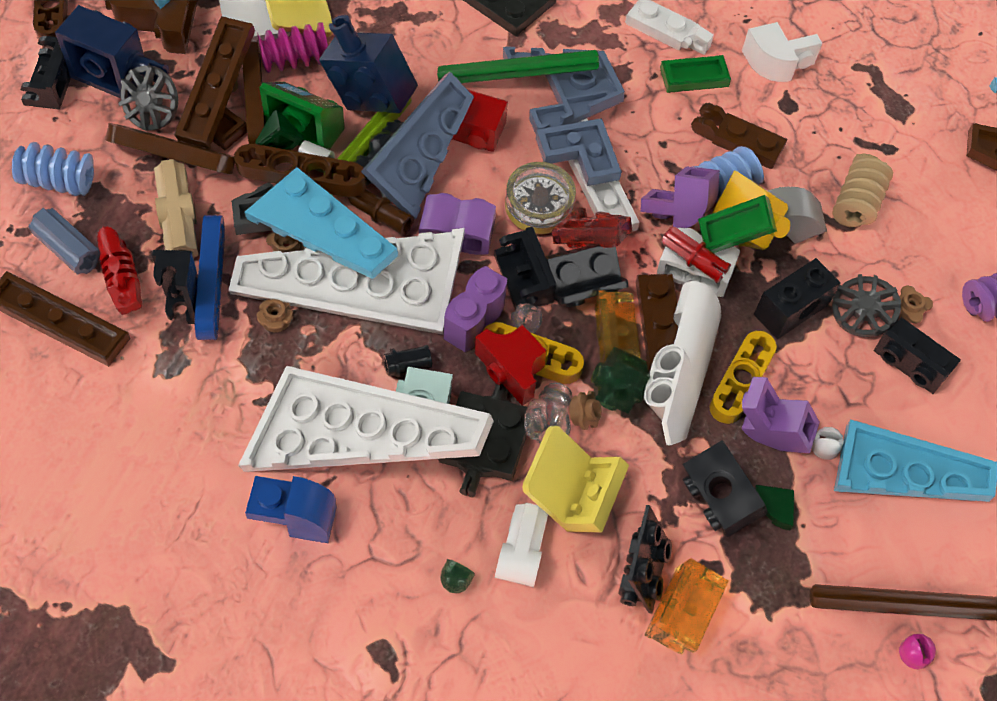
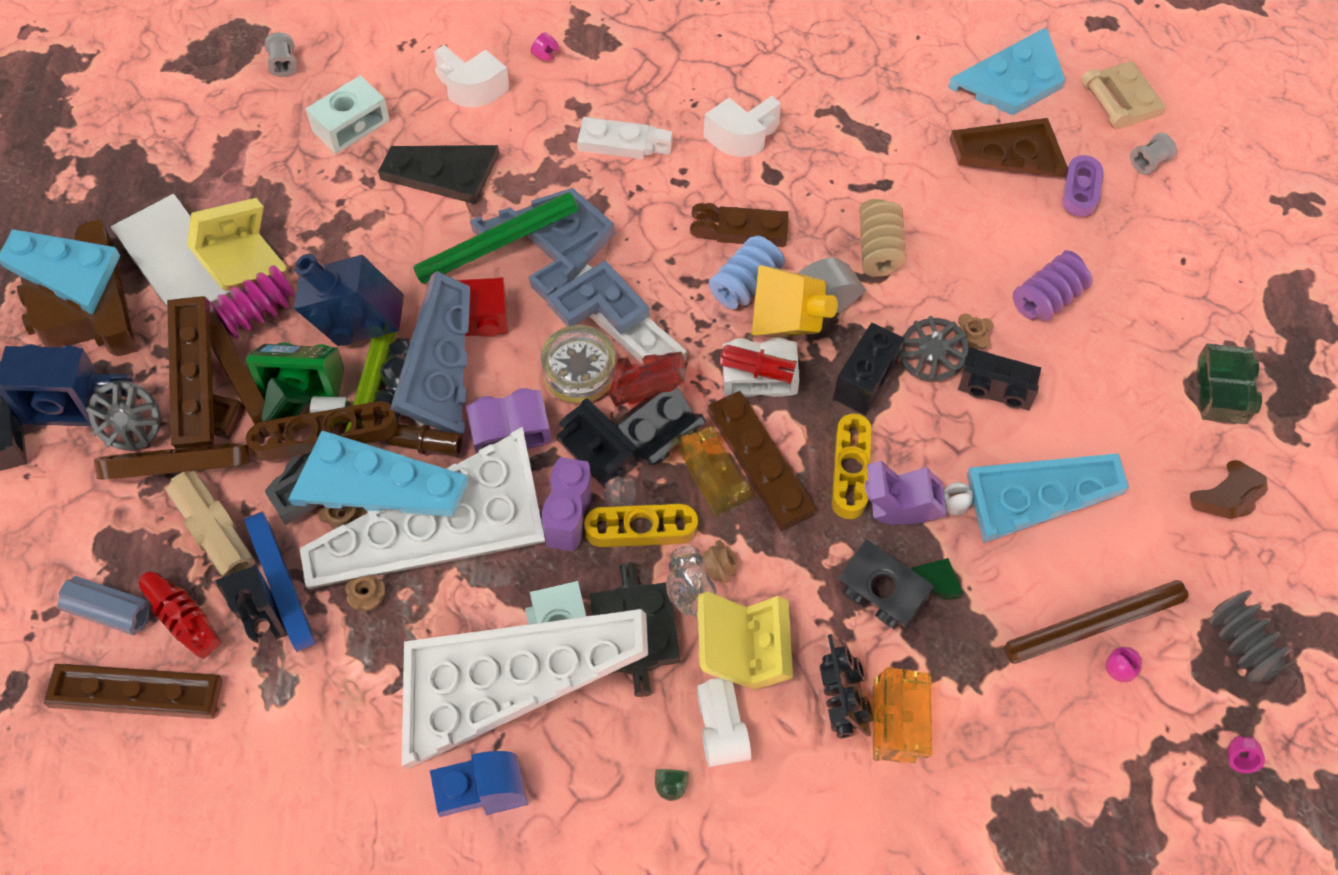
camera: 20 degrees left, 0 degrees up
(53, 170) = (56, 534): light blue piece -> none
(399, 361) = (520, 585): black pin -> none
(512, 360) = (629, 543): red brick -> none
(620, 380) = (742, 519): clear green brick -> none
(682, 366) = (787, 428): white panel -> none
(692, 197) = (727, 310): medium lavender brick -> none
(695, 73) = (670, 177): green tile -> none
(737, 224) = (787, 319): green tile -> none

